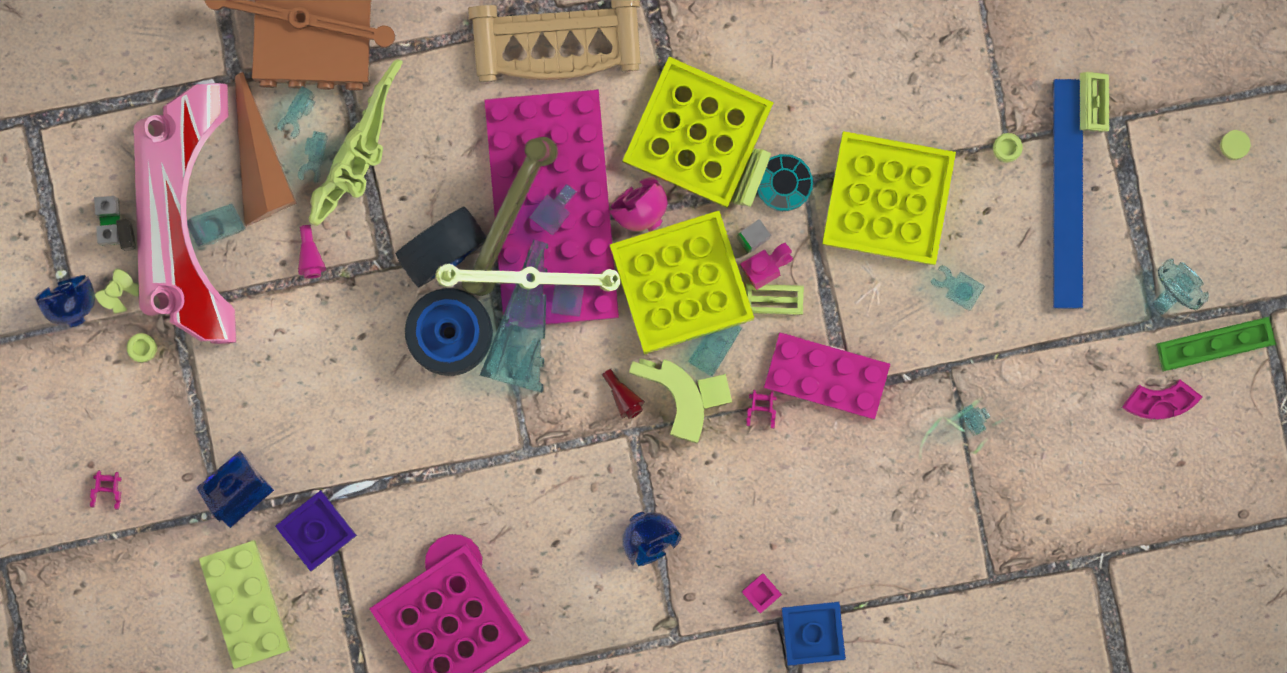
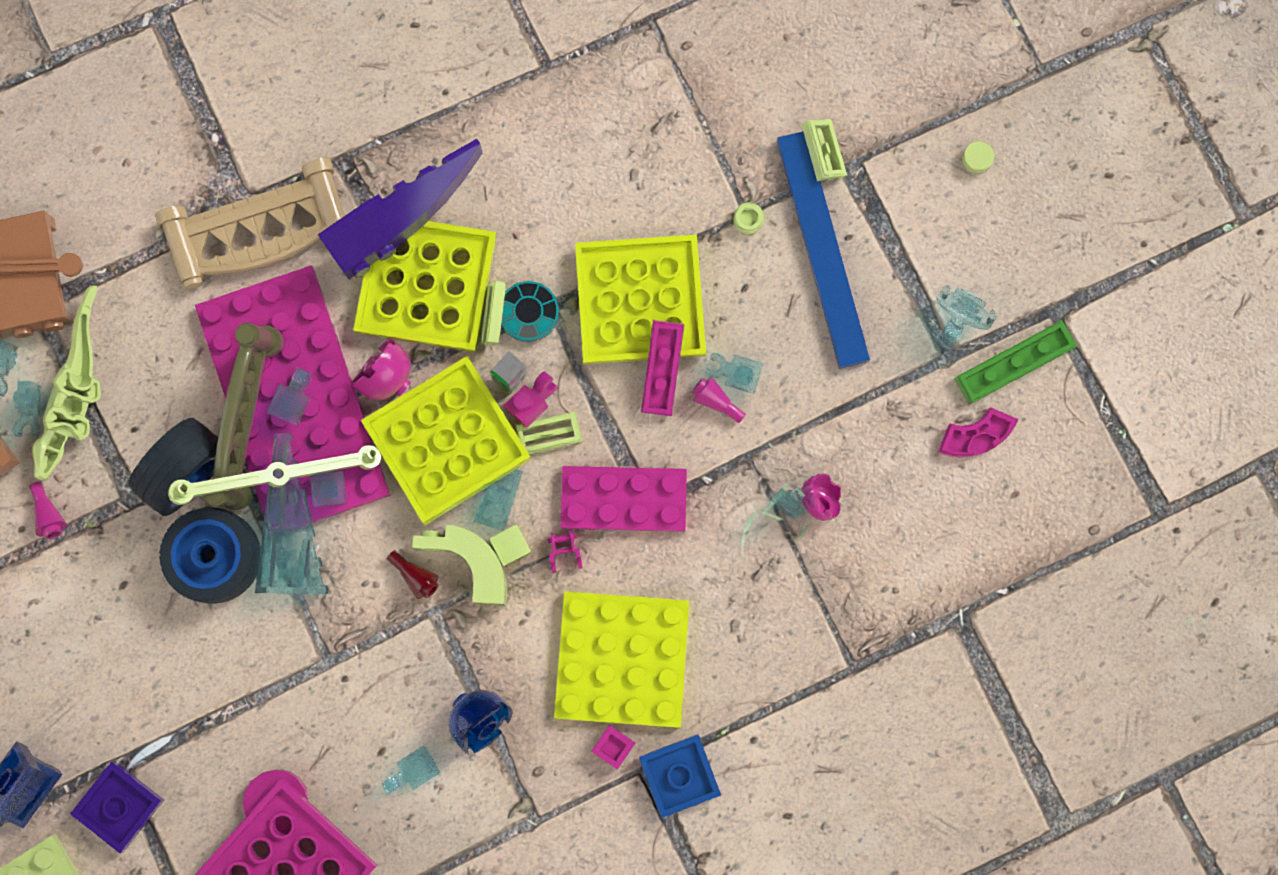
camera: 15 degrees left, 5 degrees down
(582, 566) = (415, 769): none -> clear light blue plate
(678, 72) = (384, 224): none -> dark purple wedge
(788, 518) = (622, 659): none -> neon yellow plate
(892, 267) = (662, 367): none -> dark pink tile
(930, 303) = (712, 396): none -> dark pink cone
(1005, 421) = (821, 497): none -> dark pink hair

